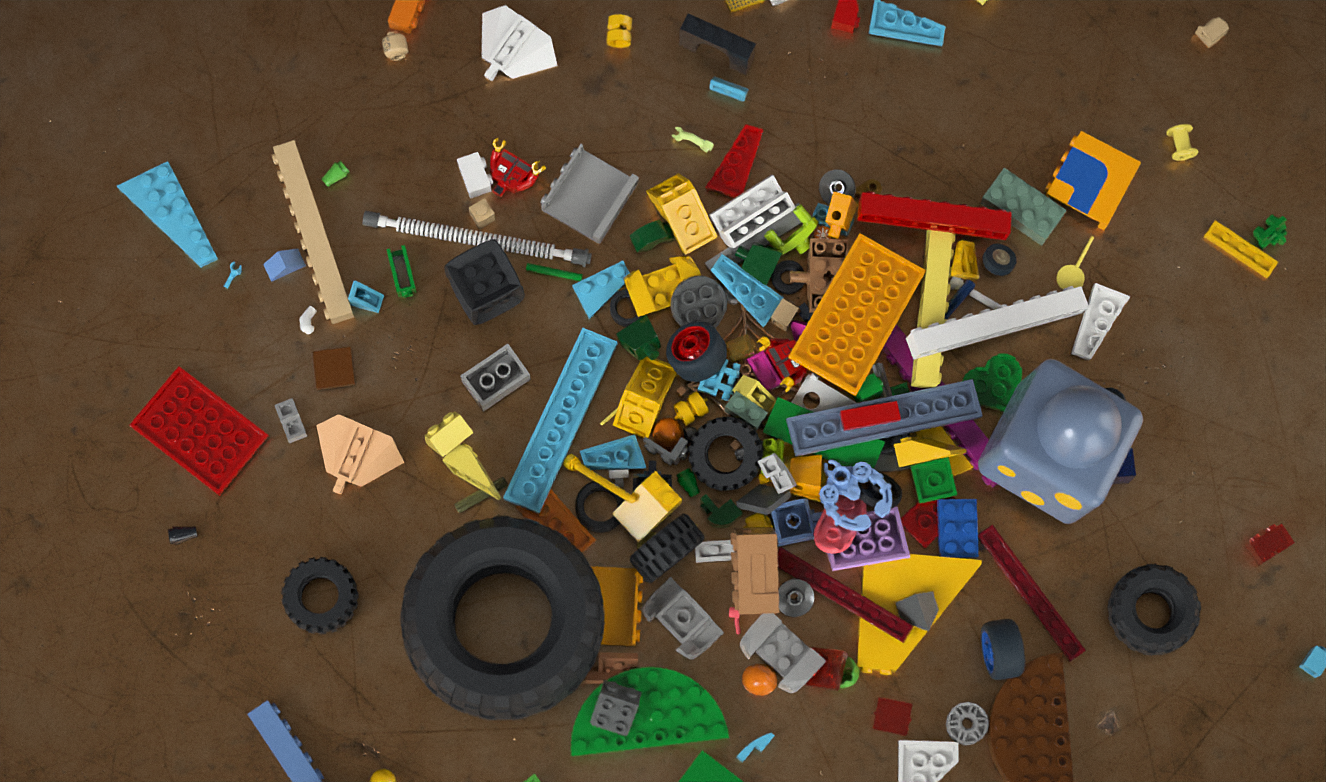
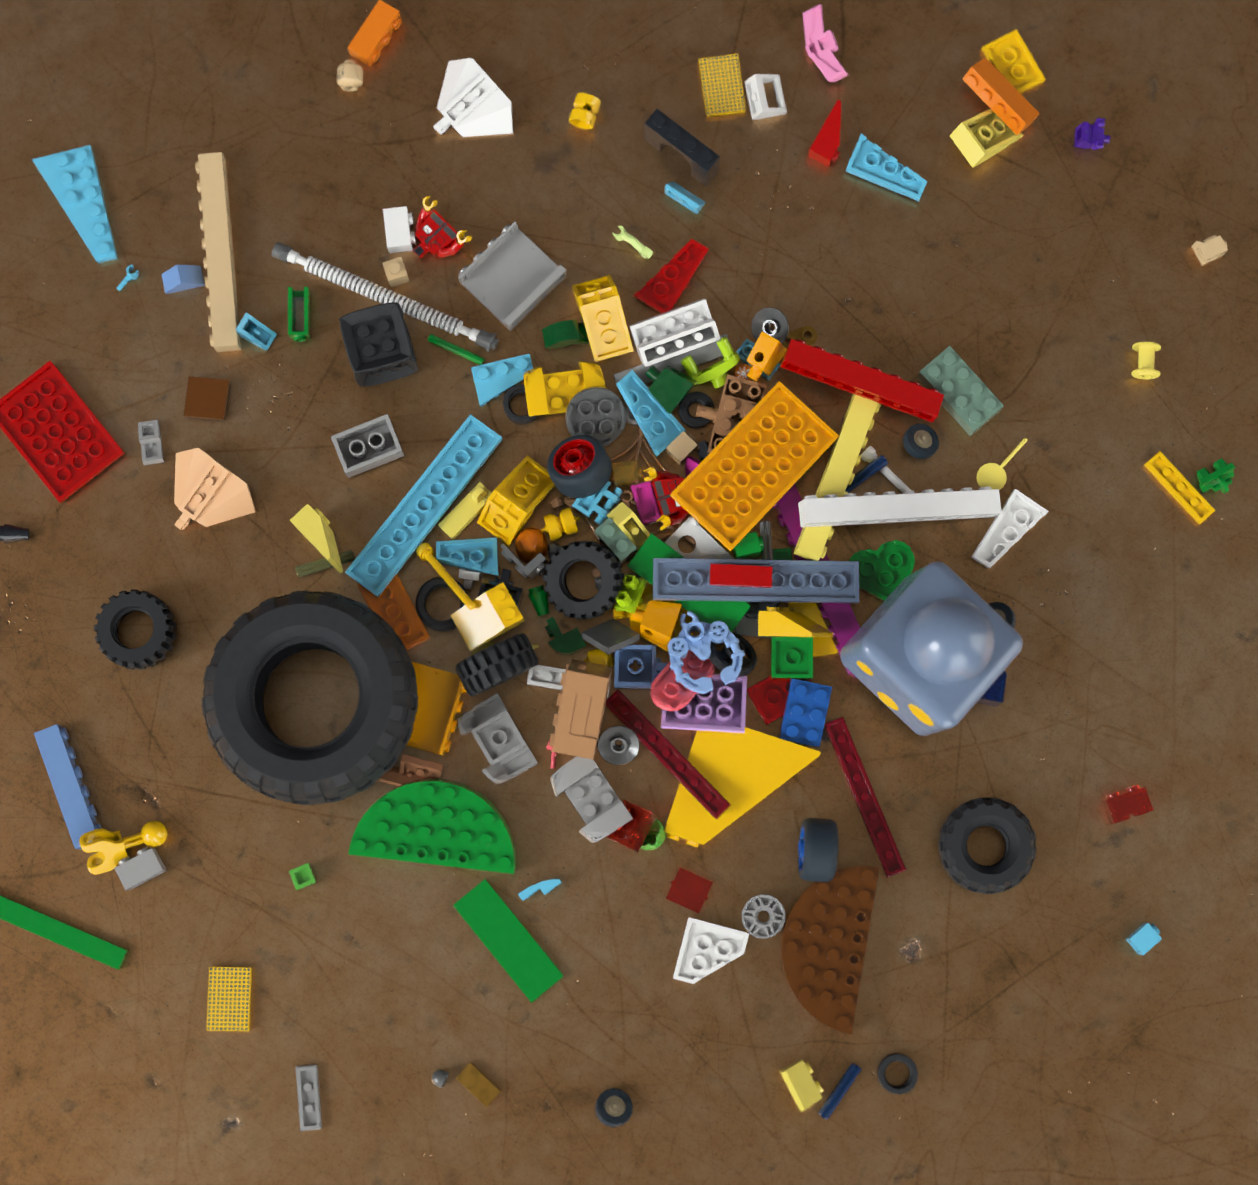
camera: 20 degrees right, 5 degrees up
(305, 320) = (189, 342): white arm -> none
(335, 173) = (258, 195): bright green cone -> none
(448, 433) = (301, 494): light yellow slope -> none
(600, 417) = (465, 511): none -> light yellow hinge
(615, 707) = (403, 816): dark grey bracket -> none
(640, 339) = (526, 440): dark green torso -> none
(760, 679) = (562, 820): orange hat -> none
(778, 472) = (632, 618): light grey slope -> none
(918, 610) = (741, 789): dark grey slope -> none
(965, 261) = (884, 435): yellow wing -> none
(1092, 178) = (1041, 377): light orange panel -> none

